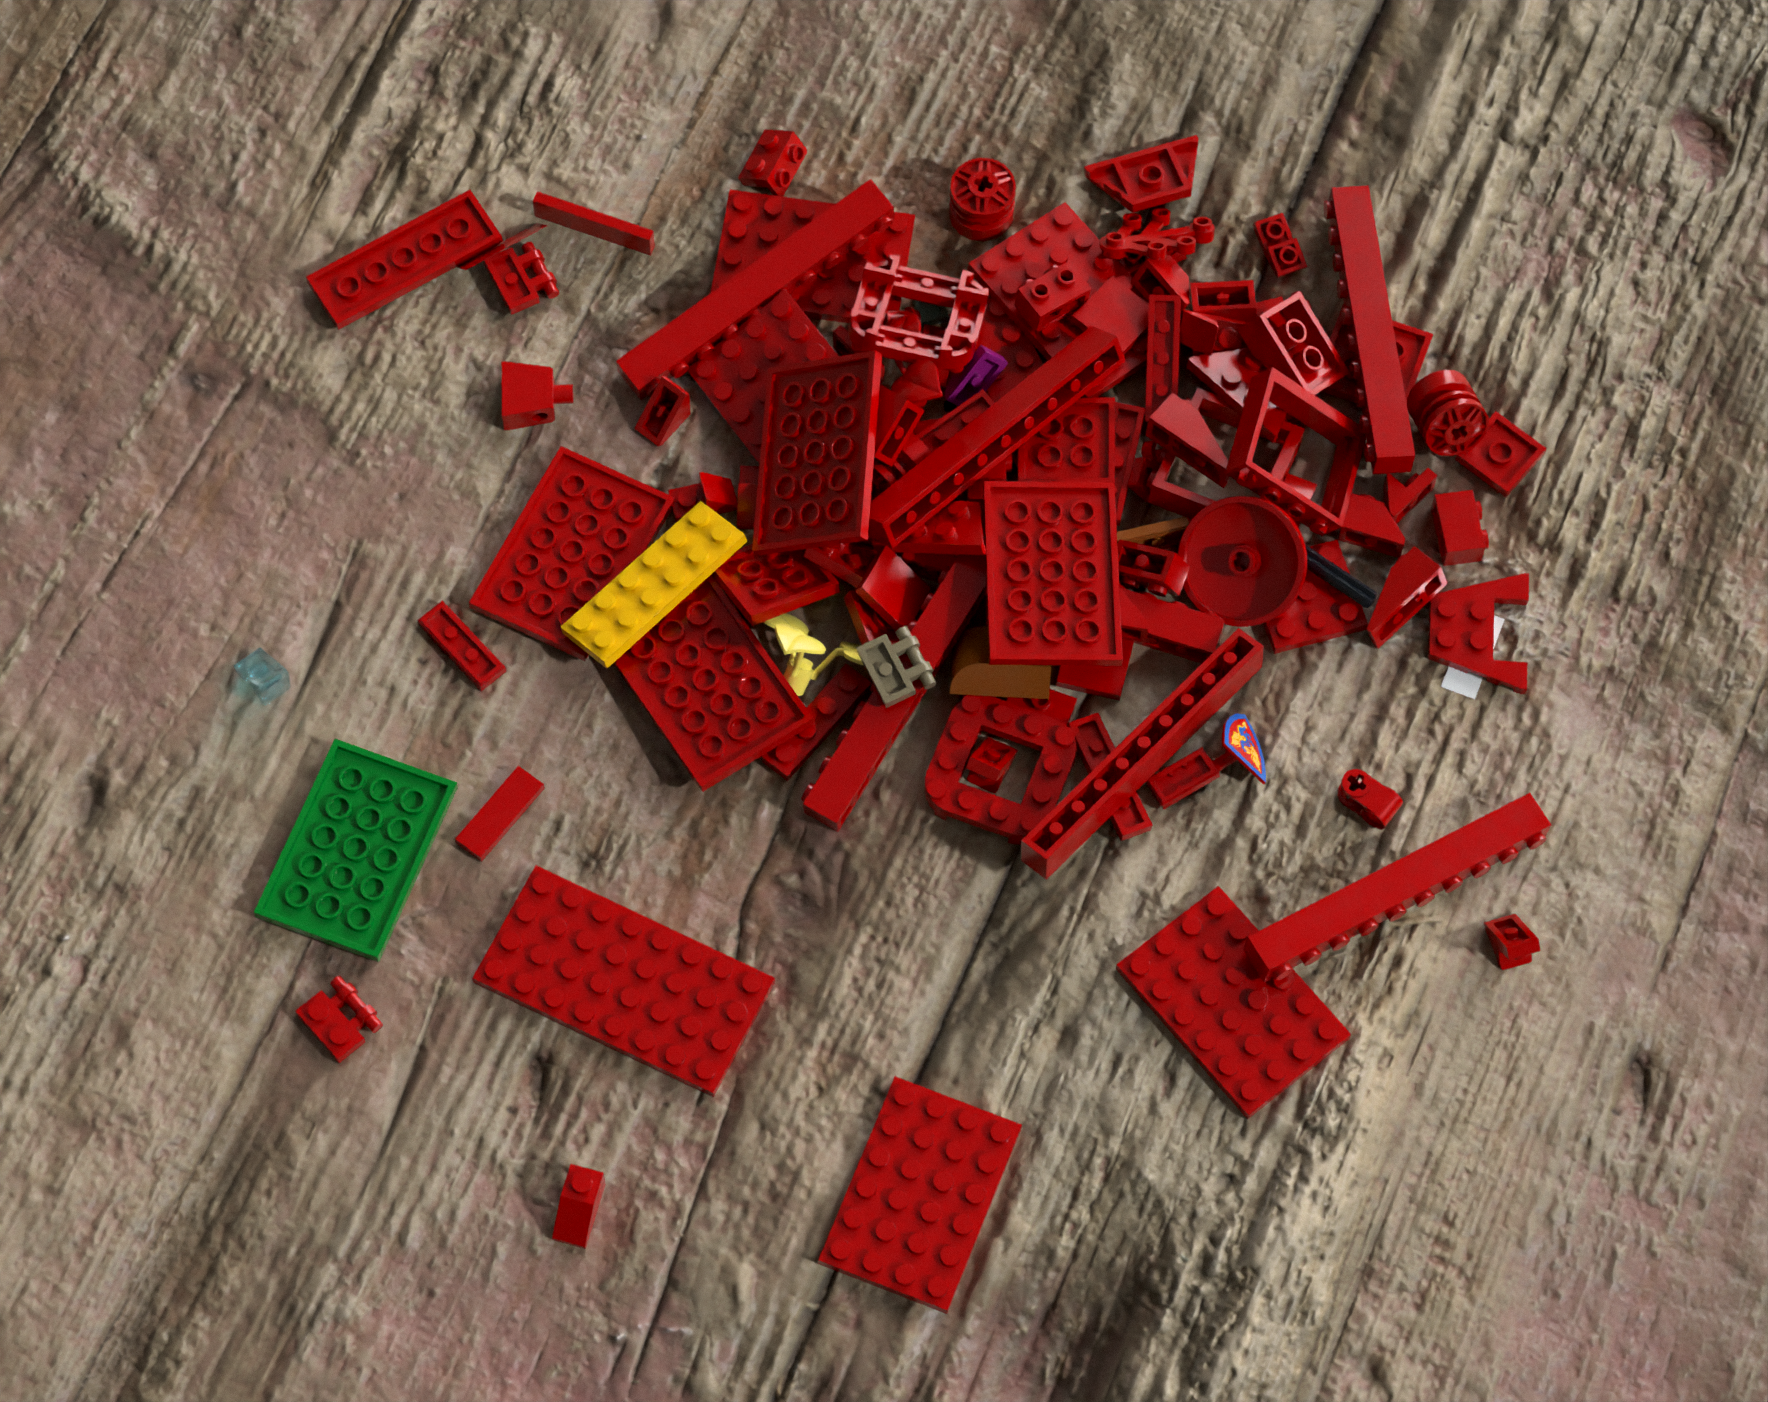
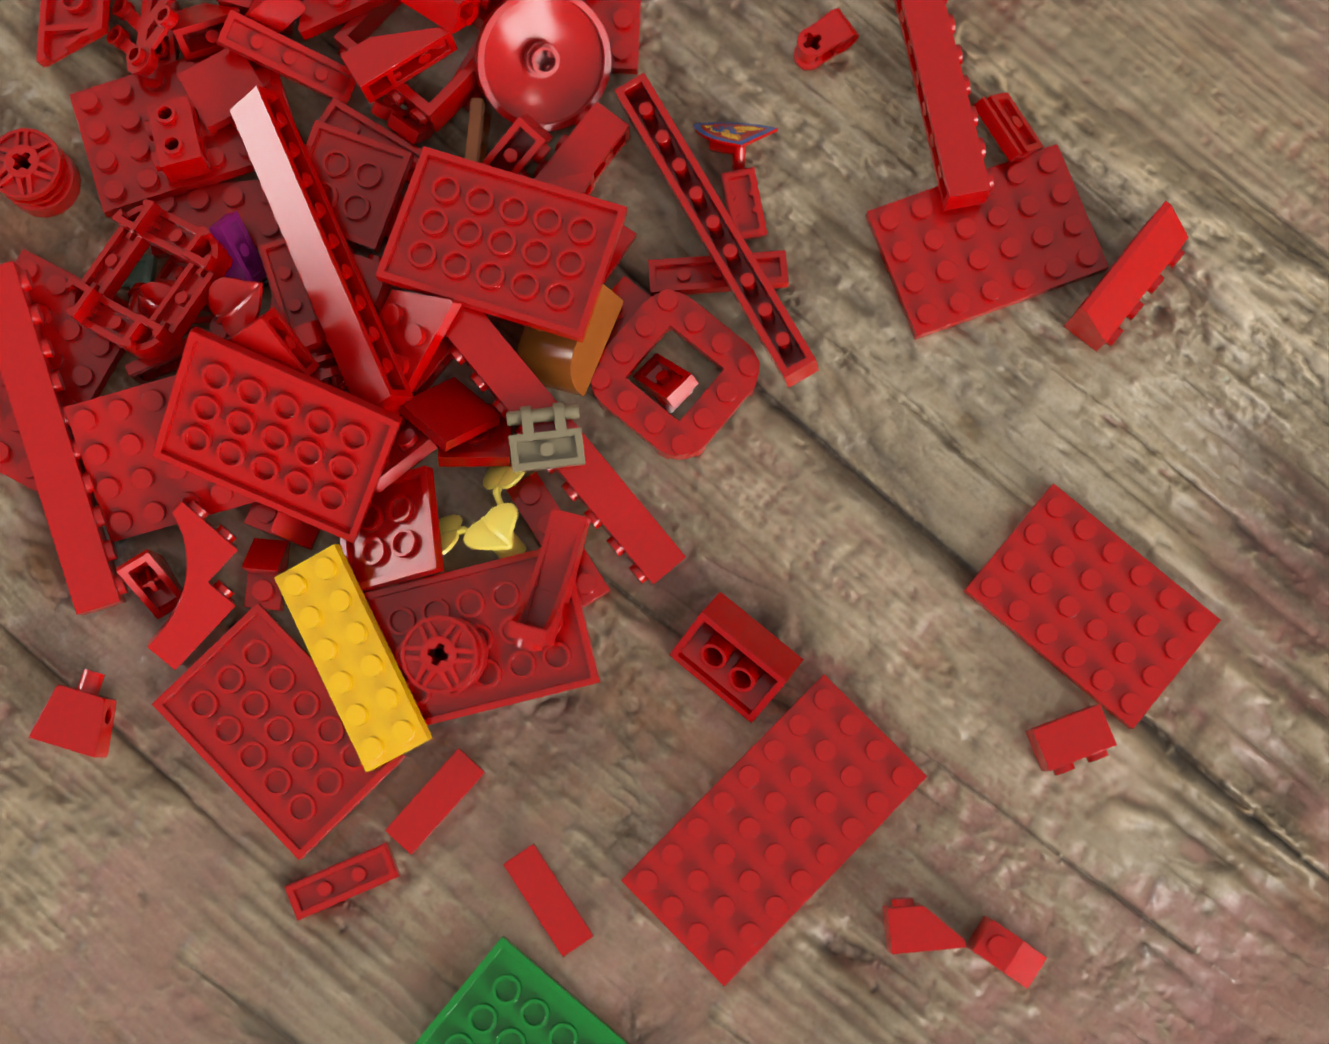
camera: 70 degrees left, 15 degrees up
(554, 696) = (435, 801): none -> red tile
(575, 1121) = (916, 929): none -> red slope
(662, 452) = (201, 600): none -> red arch
(683, 665) = (462, 642): none -> red wheel
(764, 897) = (736, 657): none -> red slope
(770, 709) = (551, 581): none -> red arch
(789, 1206) = (1071, 739): none -> red brick
(1239, 1128) = (1128, 279): none -> slope
(1347, 982) = (1008, 126): none -> red plate

